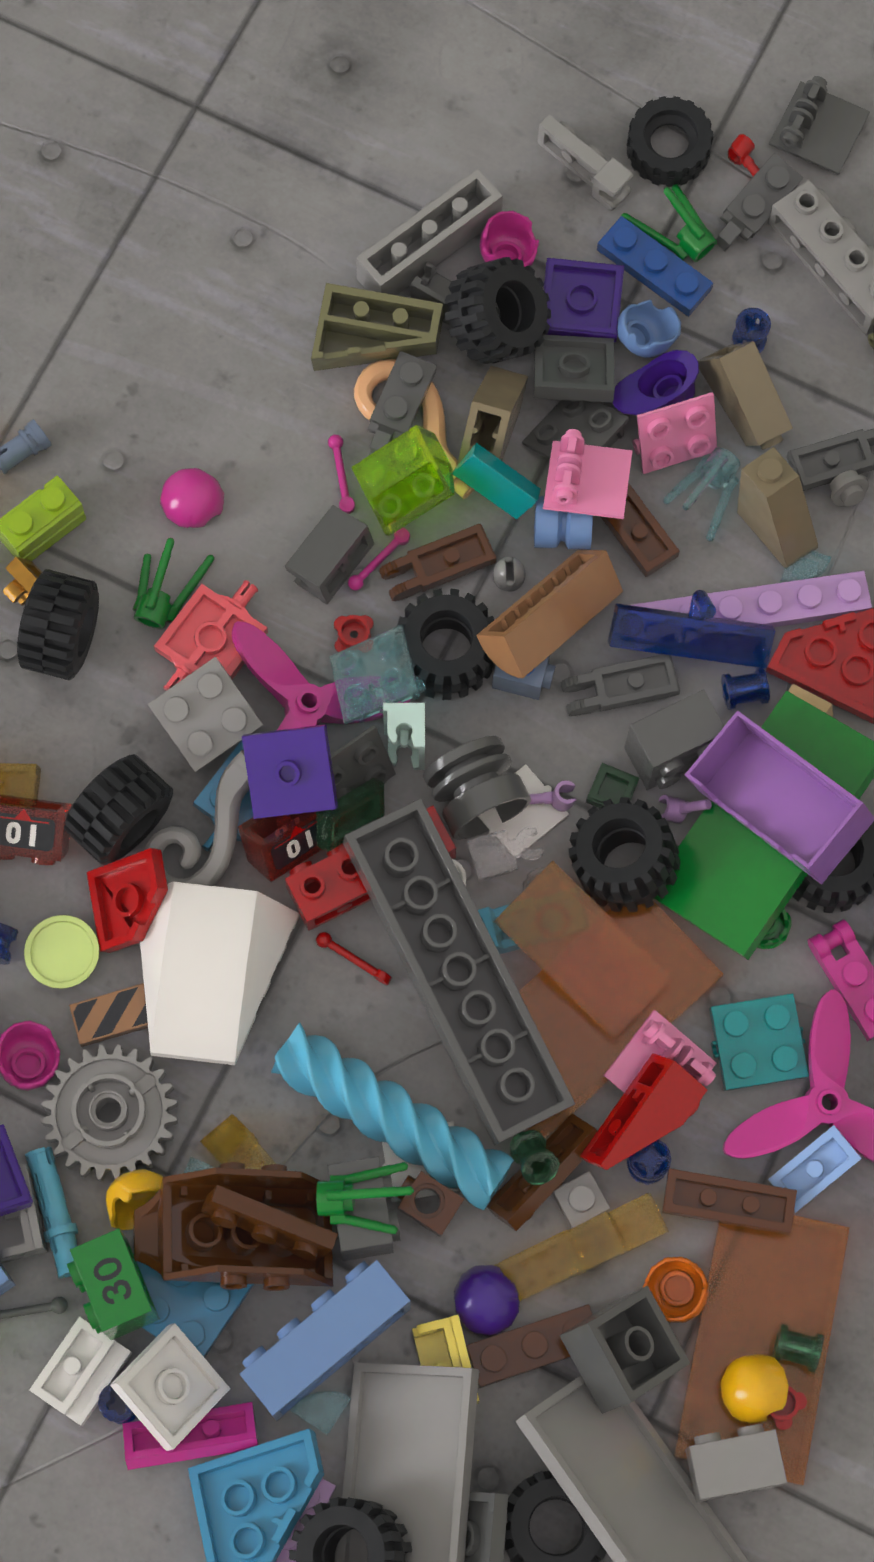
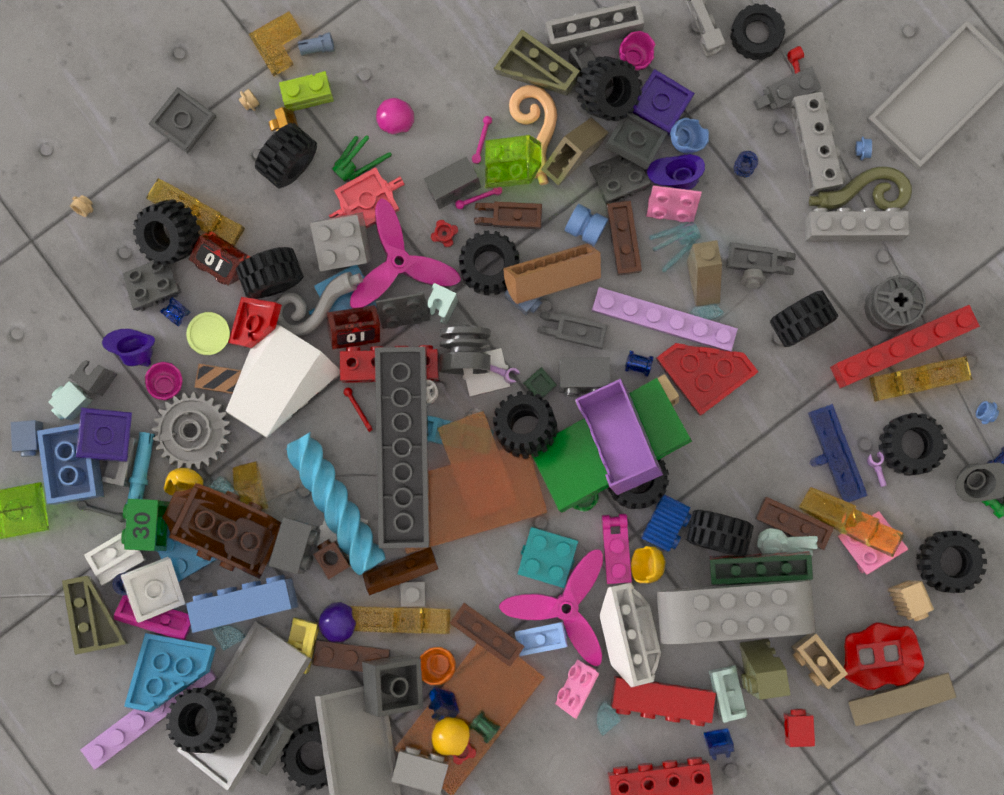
camera: 30 degrees right, 10 degrees up
(88, 1483) = (90, 617): none -> olive wedge
(268, 1224) = (237, 533): reddish brown plate -> none
(290, 771) = (365, 297): dark purple plate -> none
(337, 1196) = (277, 538): green plant -> none
(353, 811) = (391, 333): clear green tile -> none
(374, 675) = (440, 263): clear light blue hinge -> none
(400, 399) = (531, 114): dark grey hinge -> none
(497, 481) = (560, 185): teal slope -> none
(497, 854) = (460, 390): clear plate -> none
(500, 570) = (549, 241): light grey hinge -> none
(536, 1161) = (396, 563): clear green bush -> none
(587, 478) = (609, 207): bright pink hinge -> none
(649, 1157) = (456, 595): clear blue wheel -> none
(650, 1108) = (469, 567): red slope -> none
(655, 266) = (712, 100): blue plate -> none
(664, 1039) = (488, 547): bright pink hinge -> none
(679, 808) = (569, 411): lavender hand -> none
(692, 633) = (623, 320): clear blue plate -> none
(694, 237) = (743, 94): green plant -> none
(716, 1342) = (443, 704): none -> clear blue tile
(746, 393) = (724, 199): dark tan slope -> none
(819, 126) = (847, 61): dark grey hinge -> none

